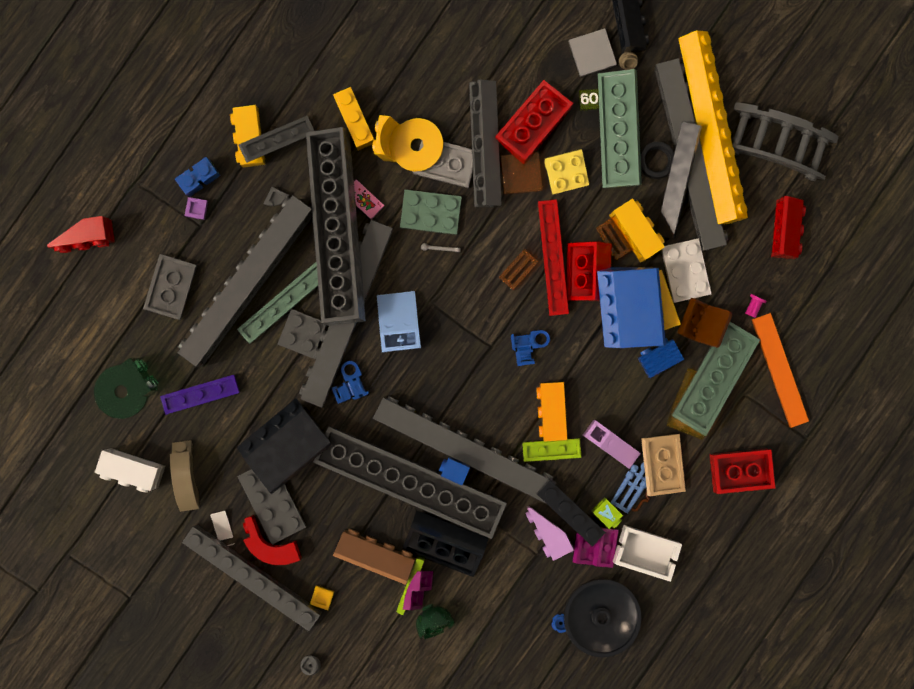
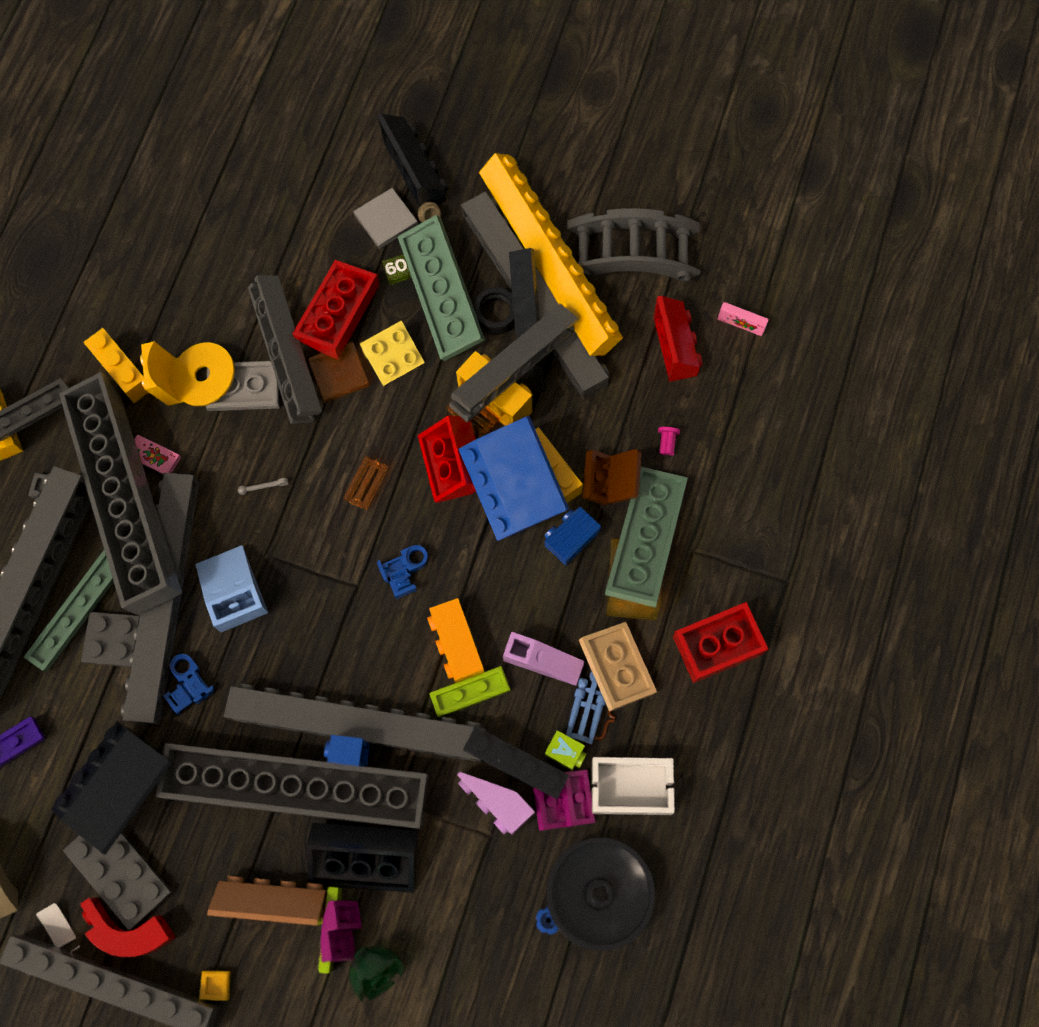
camera: 15 degrees left, 15 degrees down
(430, 212) = (239, 447): sand green plate -> none
(553, 257) = (404, 457): red plate -> none
(659, 218) = (512, 363): none -> dark grey piece
(686, 270) = (570, 425): white plate -> none
(780, 370) = (726, 509): orange tile -> none
(844, 225) = (742, 318): none -> bright pink tile

